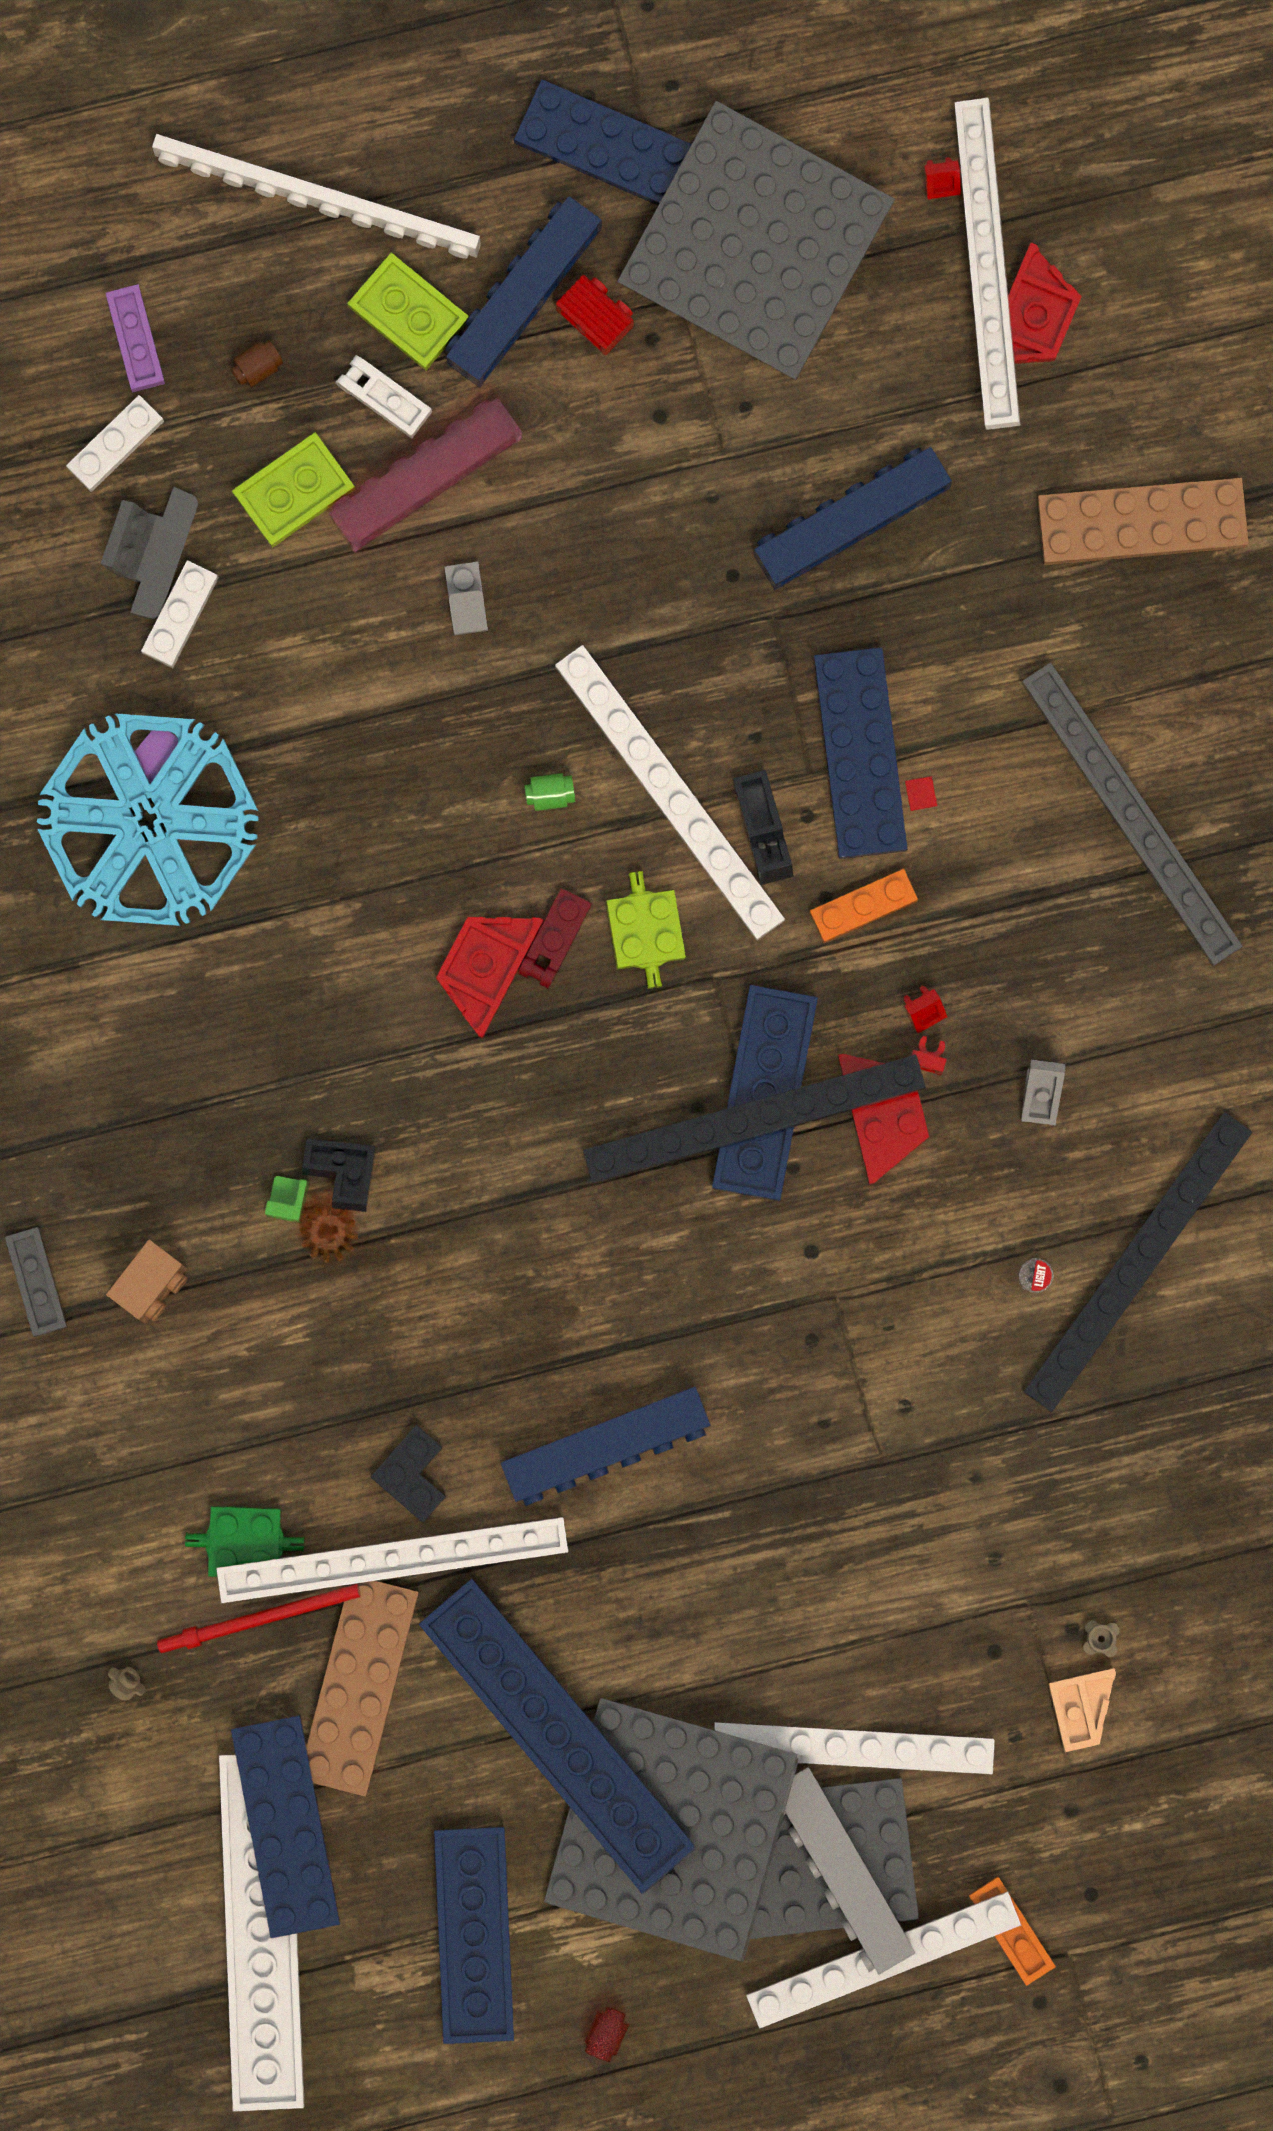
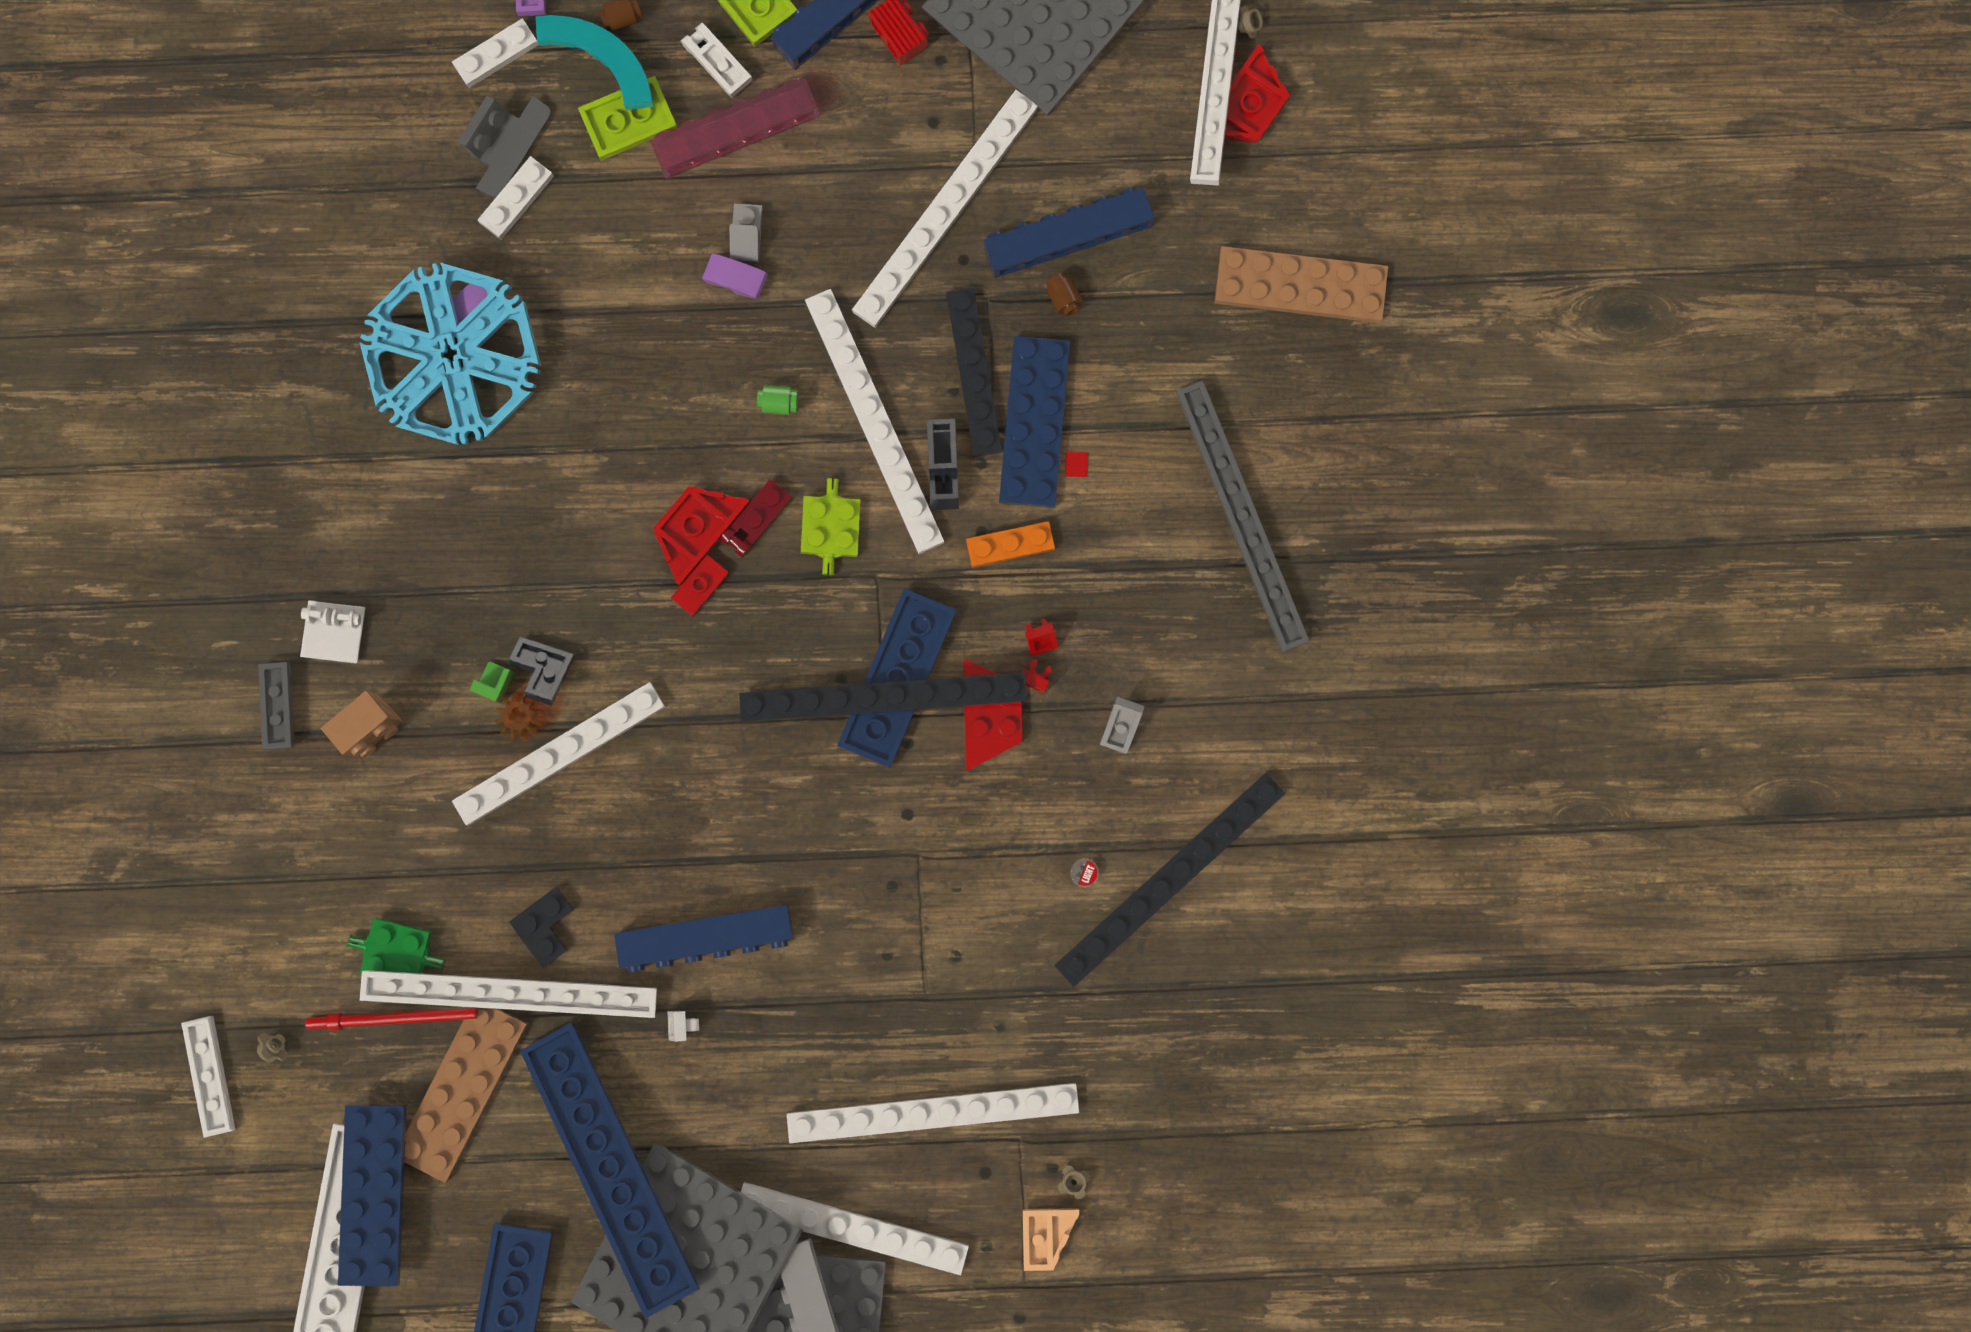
camera: 10 degrees right, 0 degrees up
(56, 1733) = (208, 1076): none -> white tile
(81, 1180) = (332, 631): none -> white hinge
(248, 411) = (605, 48): none -> teal tile
(383, 1267) = (558, 754): none -> white plate
(465, 654) = (735, 275): none -> medium lavender slope
(506, 1032) = (700, 585): none -> red plate
(599, 1555) = (679, 1025): none -> white tile
(698, 519) = (945, 209): none -> white plate
(775, 709) = (973, 372): none -> black plate
(863, 593) = (1064, 294): none -> reddish brown brick
(918, 1594) = (932, 1113): none -> white plate
(1014, 216) = (1250, 21): none -> dark tan plate

